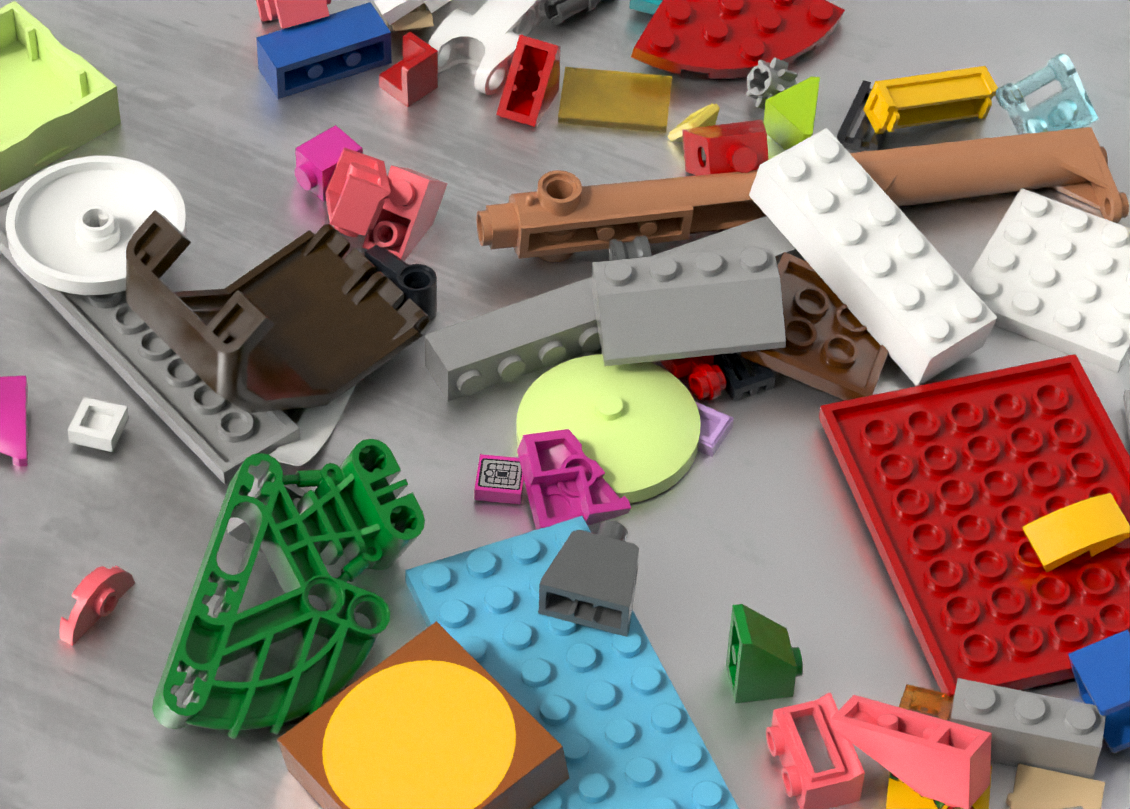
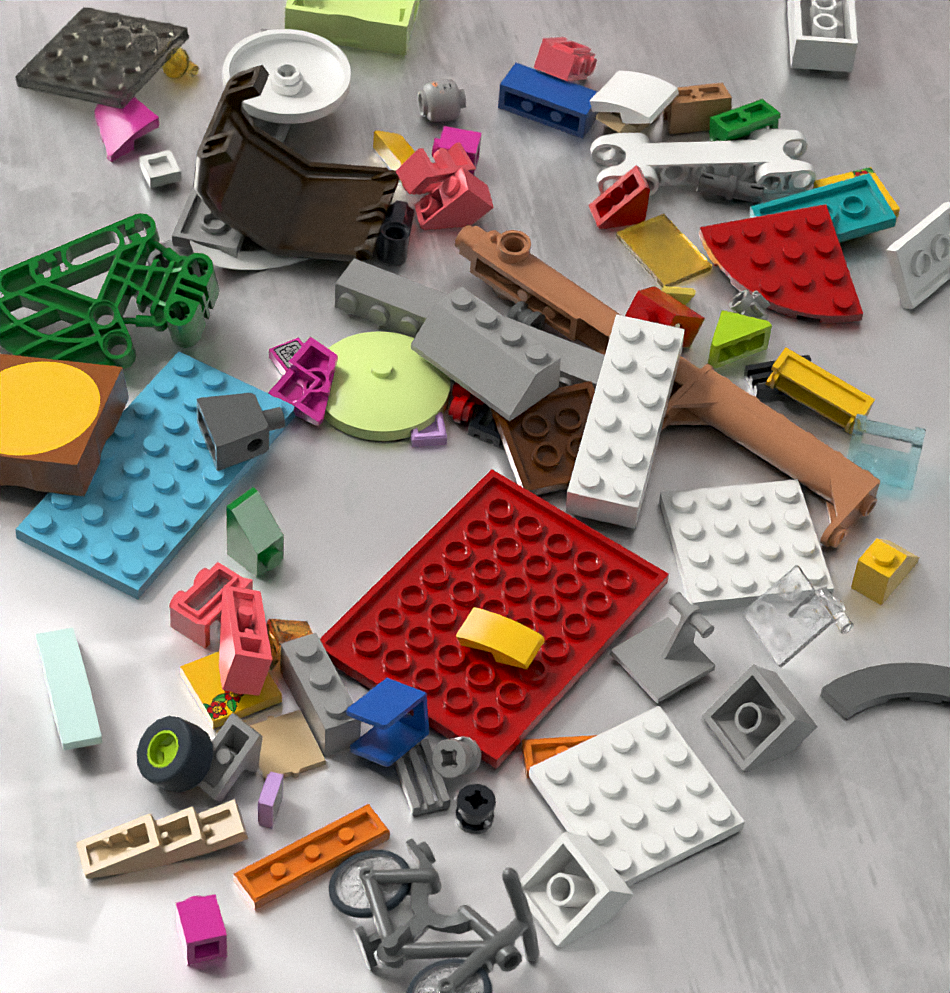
camera: 50 degrees right, 0 degrees up
(95, 598) = (34, 235): coral plate -> none
(238, 132) = (441, 101): none -> light grey head
(280, 216) = (392, 148): none -> yellow slope
(413, 75) = (573, 149): red panel -> none

